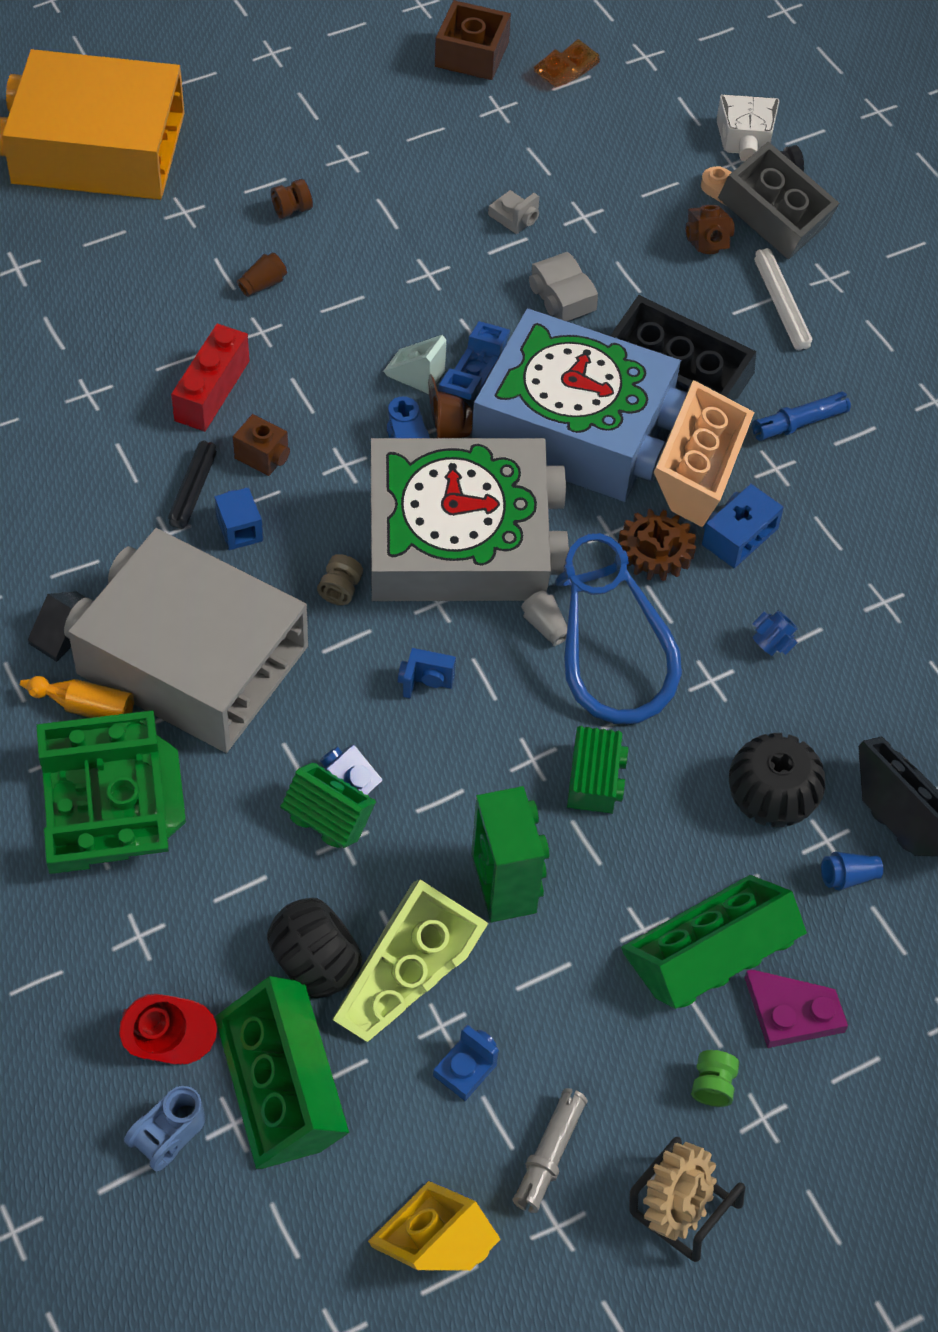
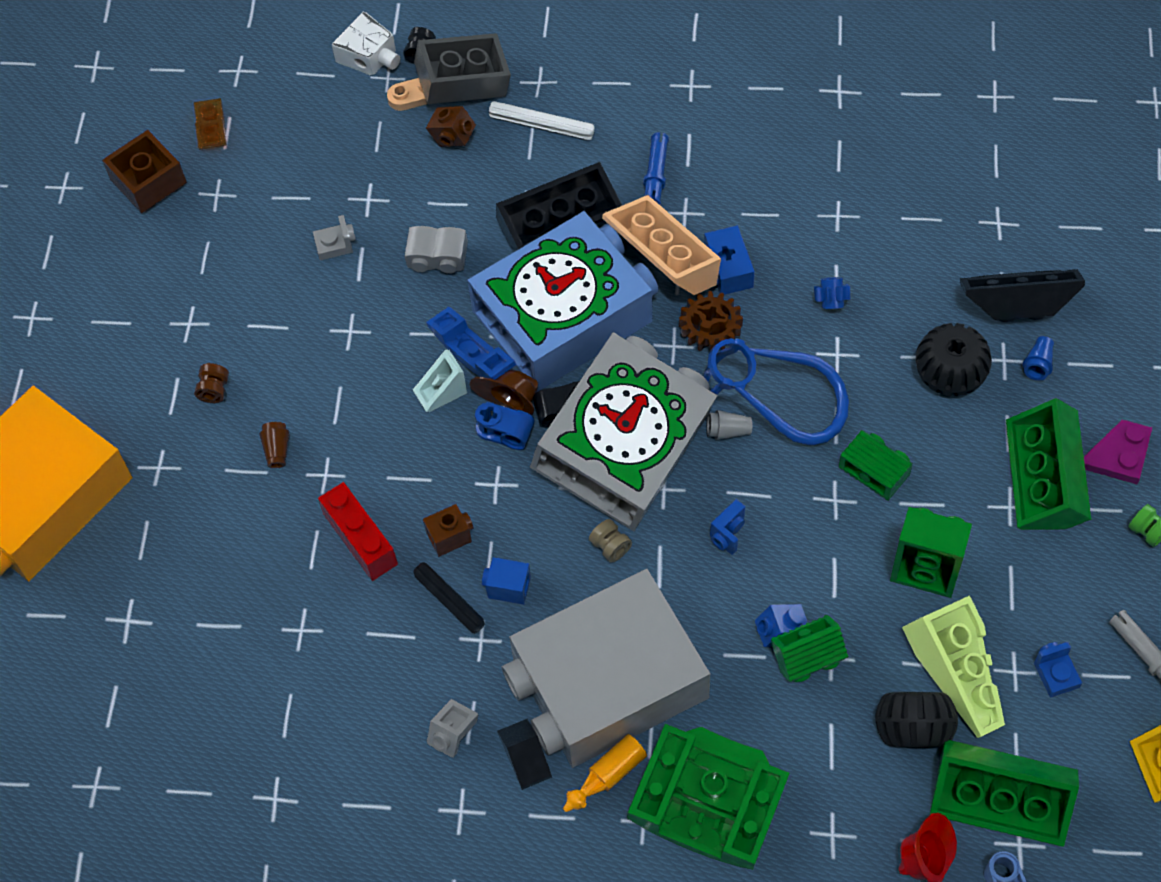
camera: 50 degrees left, 5 degrees up
(54, 548) = (450, 727): none -> light grey bracket

